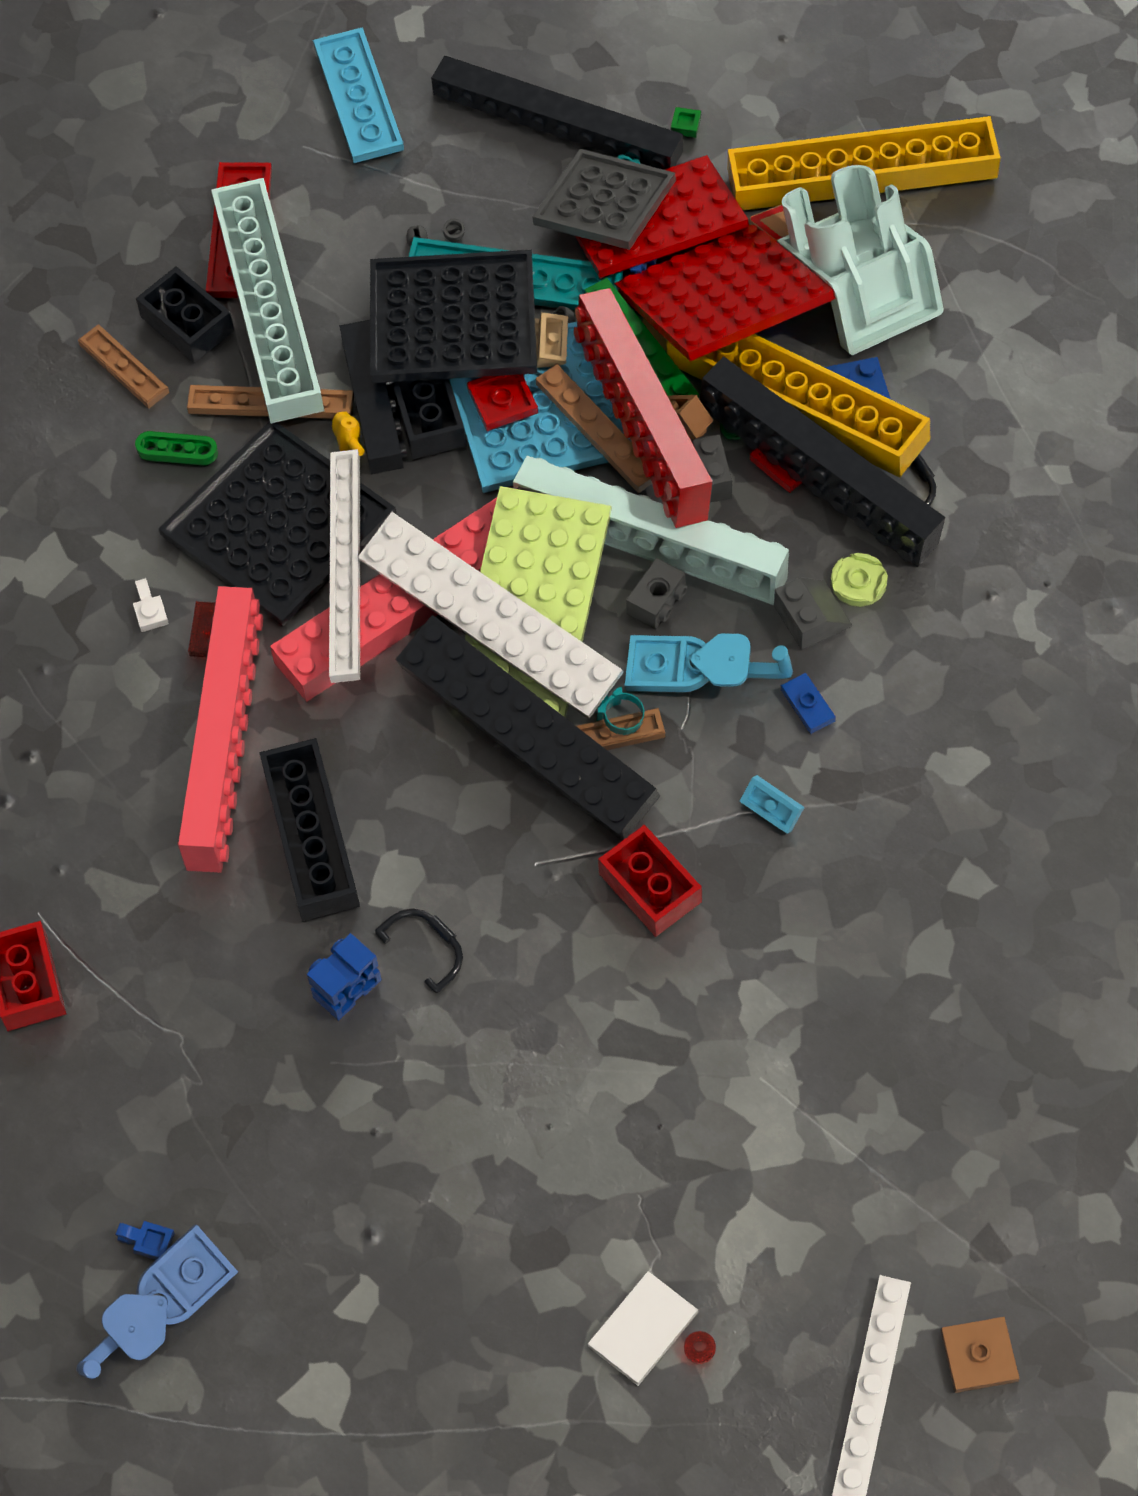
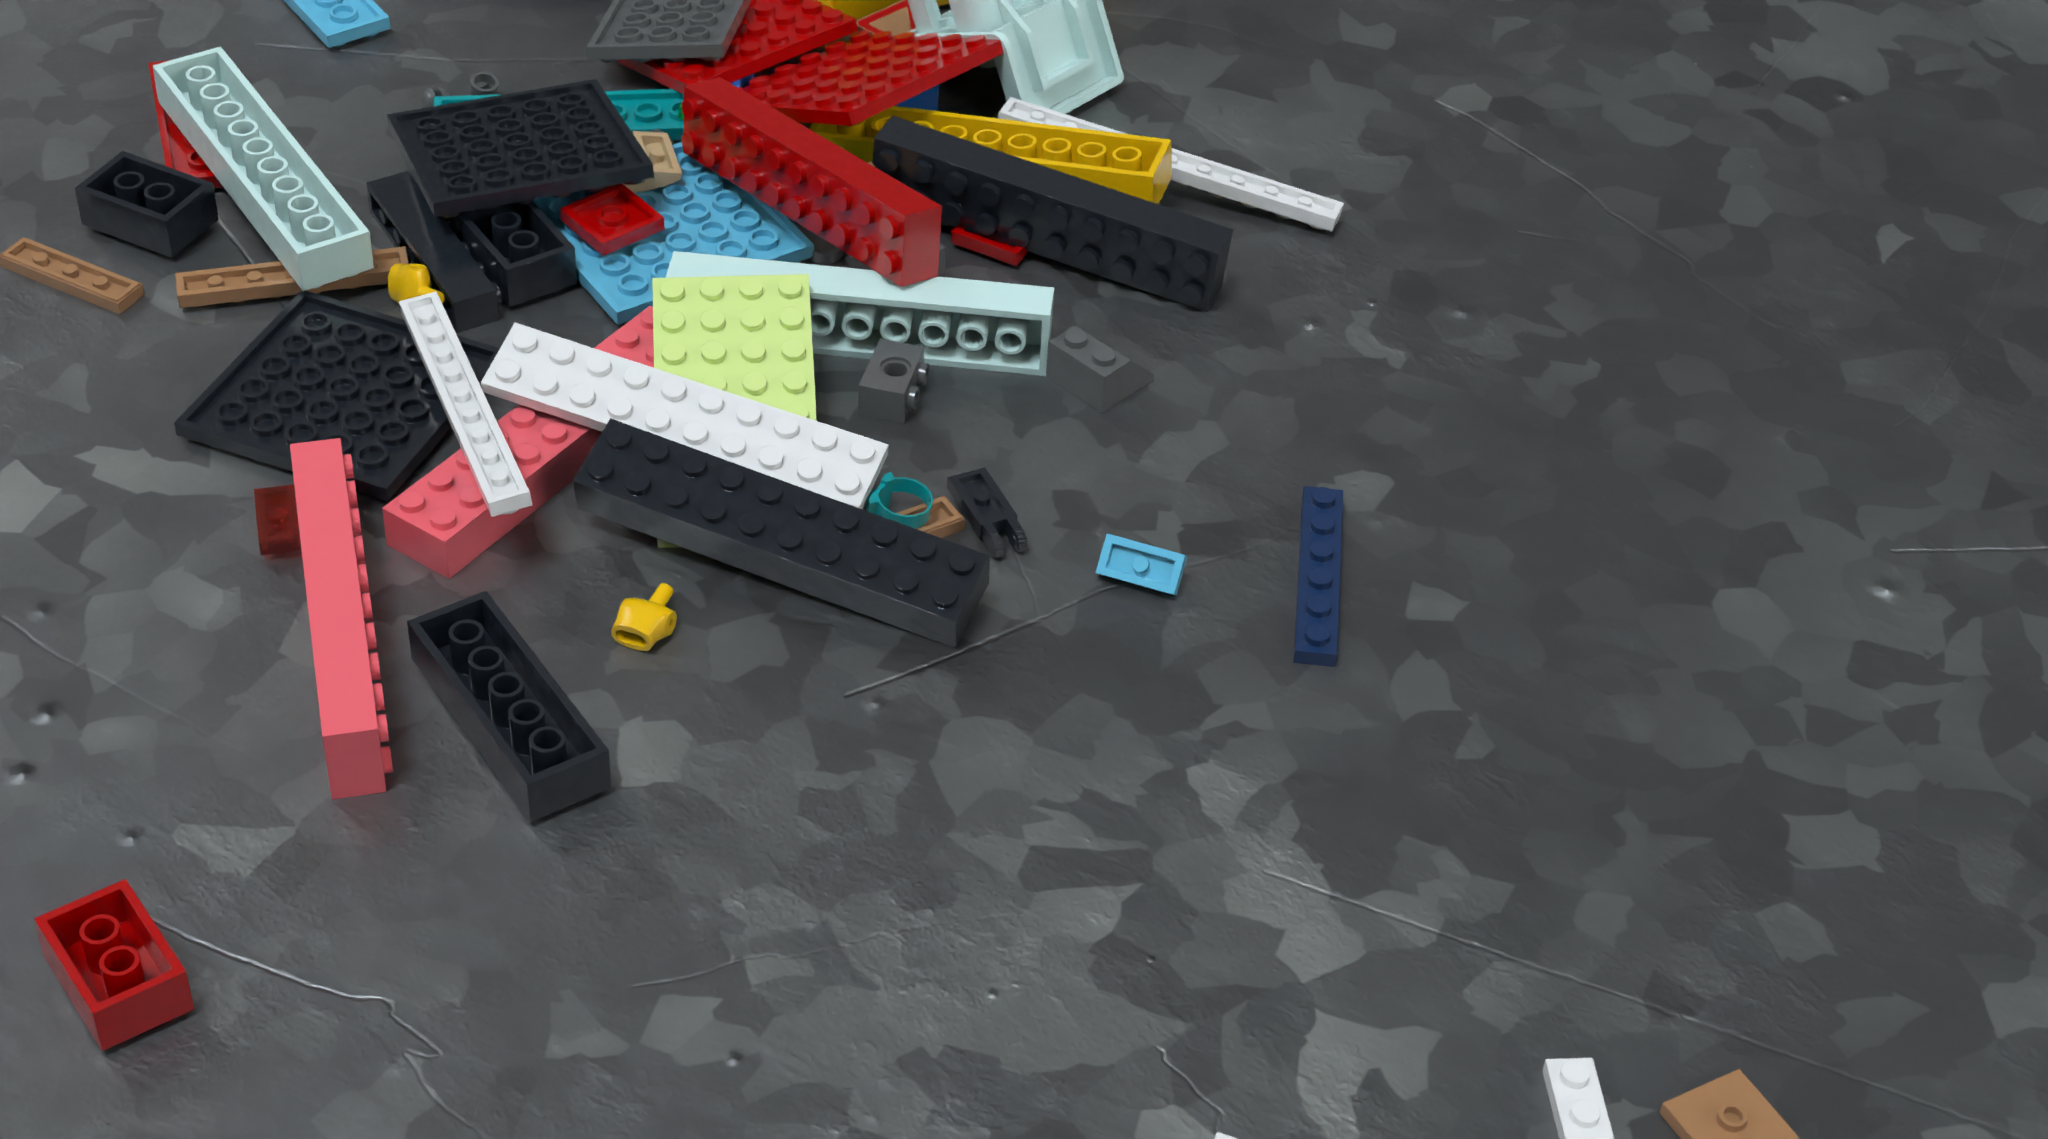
camera: 25 degrees left, 20 degrees down
(150, 609) = (184, 516): white plate -> none
(166, 443) = (174, 341): green plate -> none
(343, 976) = (622, 859): blue brick -> none
(421, 773) = (644, 621): none -> yellow piece
(448, 935) = (736, 789): black piece -> none
(593, 425) = (739, 226): medium nougat plate -> none
(650, 880) = (1018, 669): red brick -> none
(667, 663) = (973, 439): medium azure plate -> none
(683, 726) = (987, 510): none -> black hinge
(808, 703) = (1137, 460): blue plate -> none
(859, 579) = (1142, 332): yellowish green tile -> none
(897, 839) = (1318, 577): none -> dark blue plate
(943, 420) = (1208, 175): none -> white plate

